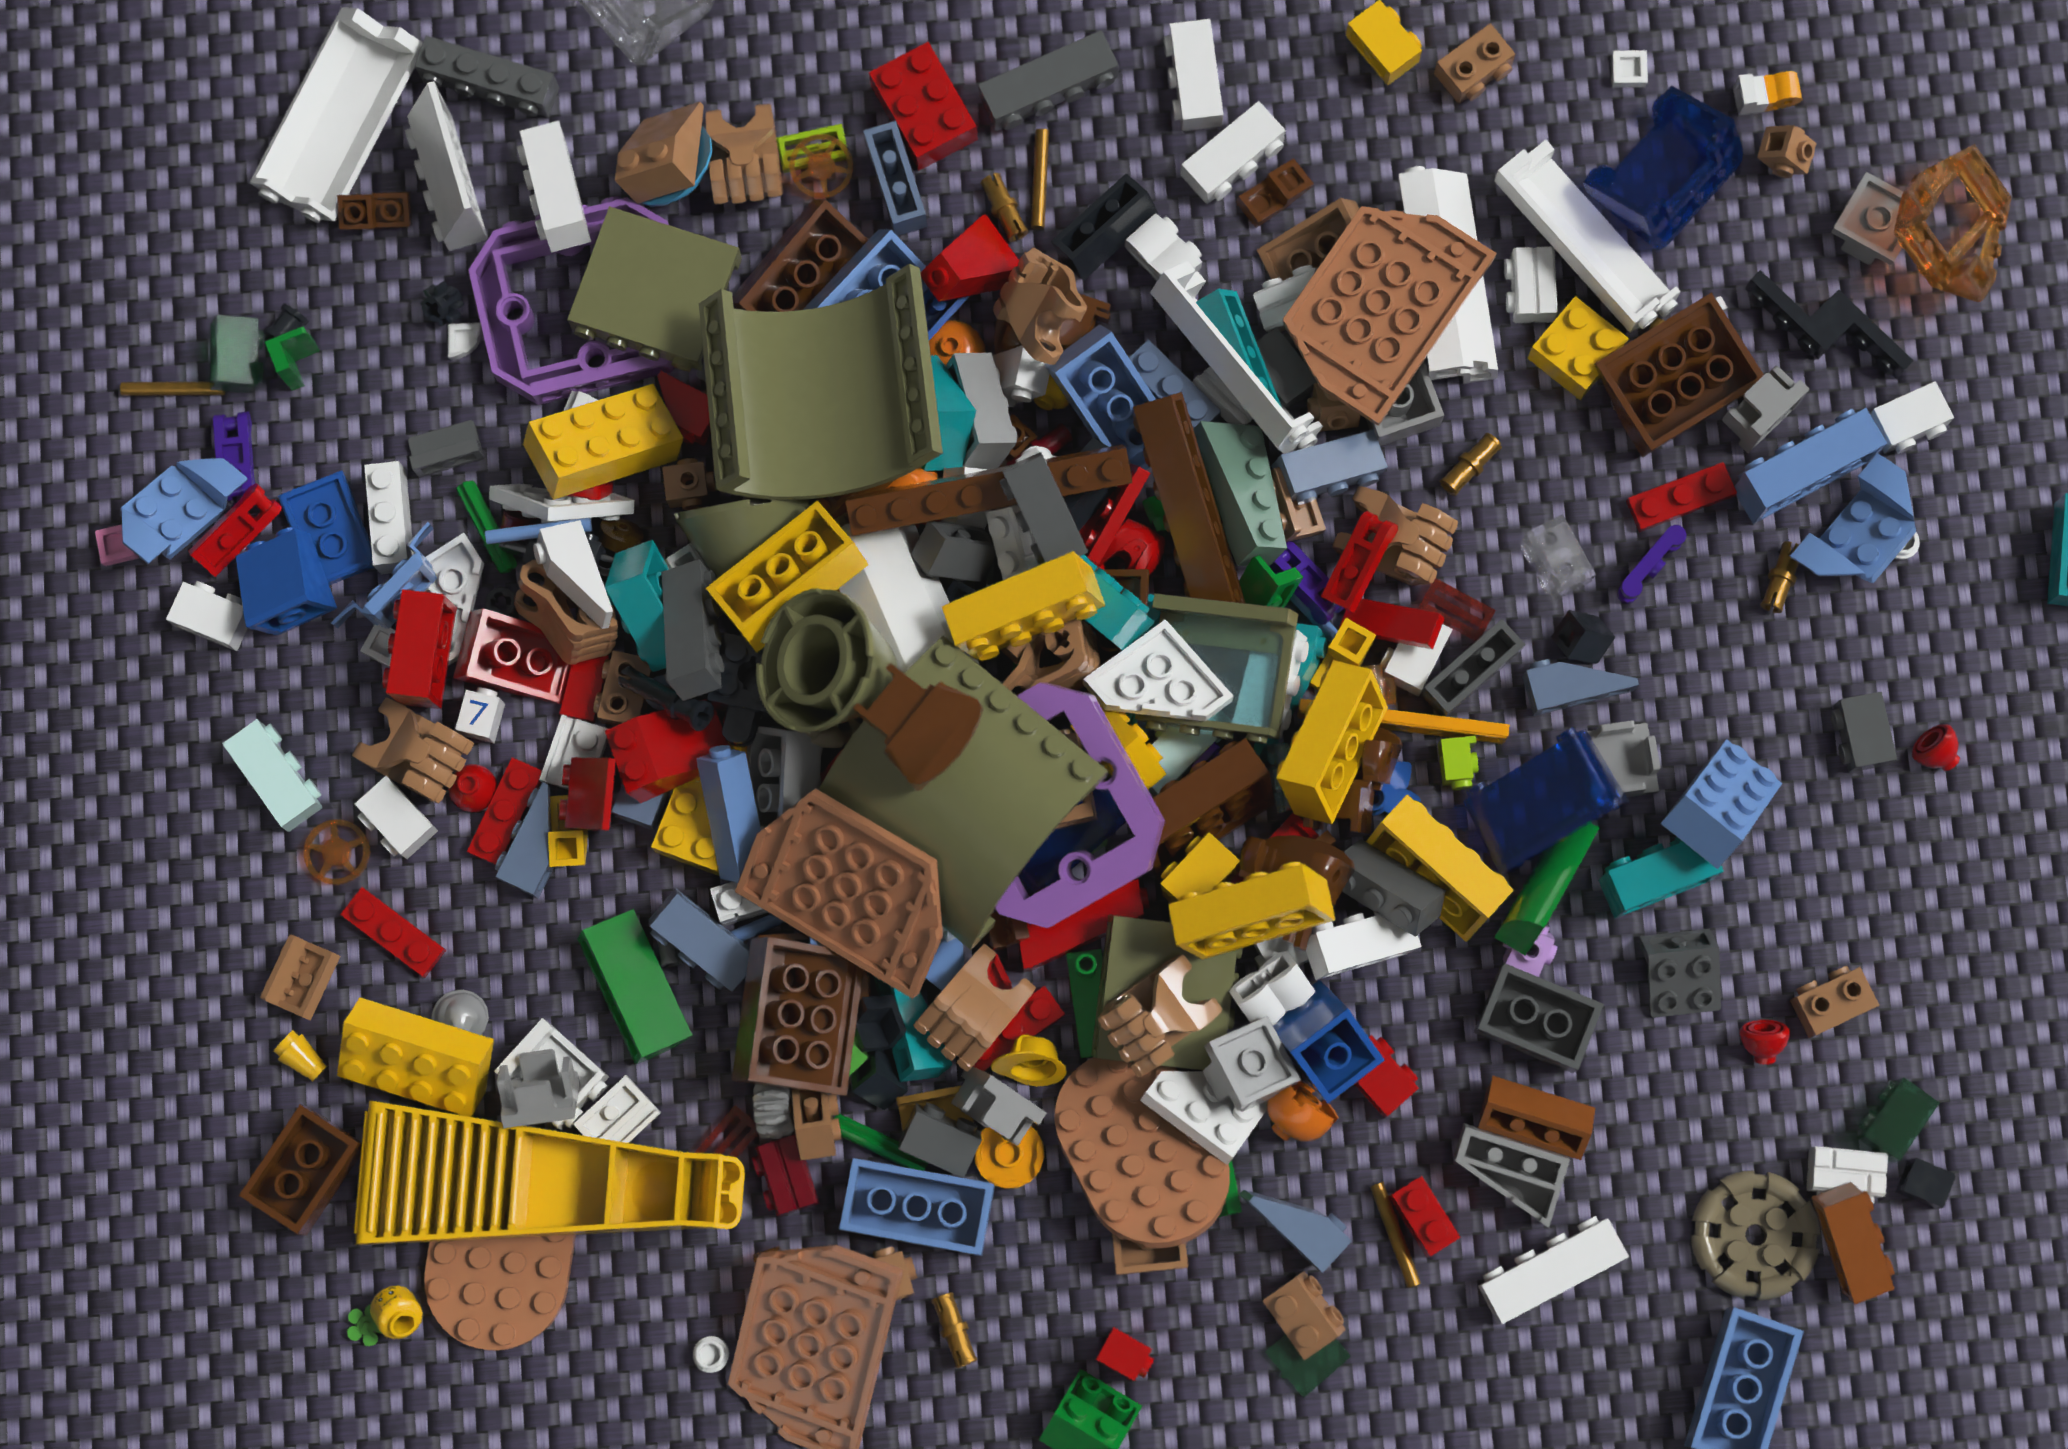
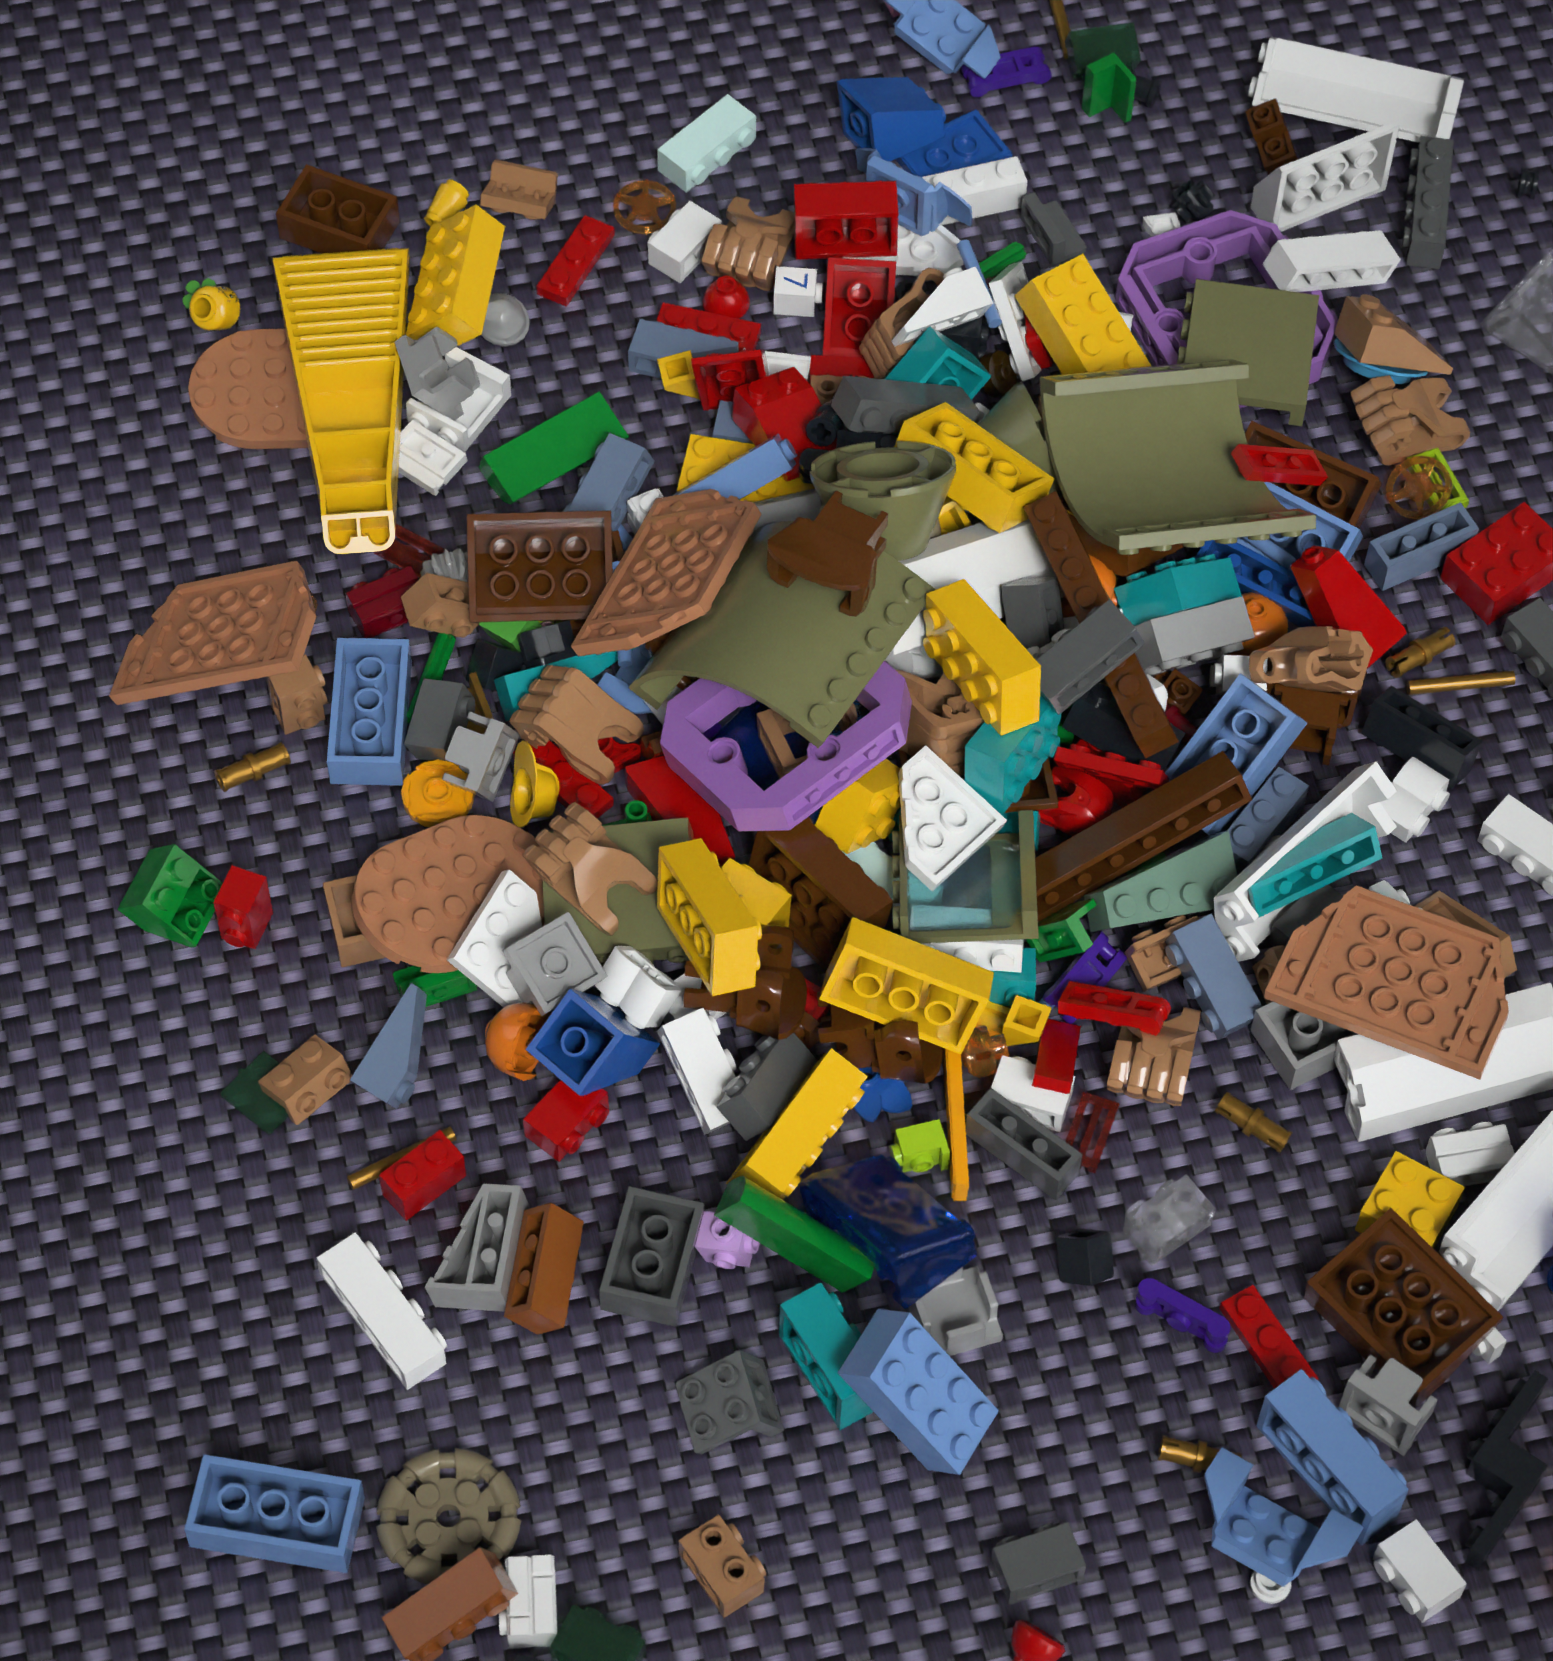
camera: 75 degrees right, 20 degrees down
(209, 615) = (848, 60): white brick -> none
(235, 530) = (934, 78): red plate -> none
(710, 1354) = (204, 566): white plate -> none
(811, 287) = (1279, 465): none -> red plate
(1274, 193) = (1502, 897): reddish brown slope -> none
(1568, 685) = (1023, 1238): sand blue slope -> none
(1764, 1039) = (667, 1496): red brick -> none

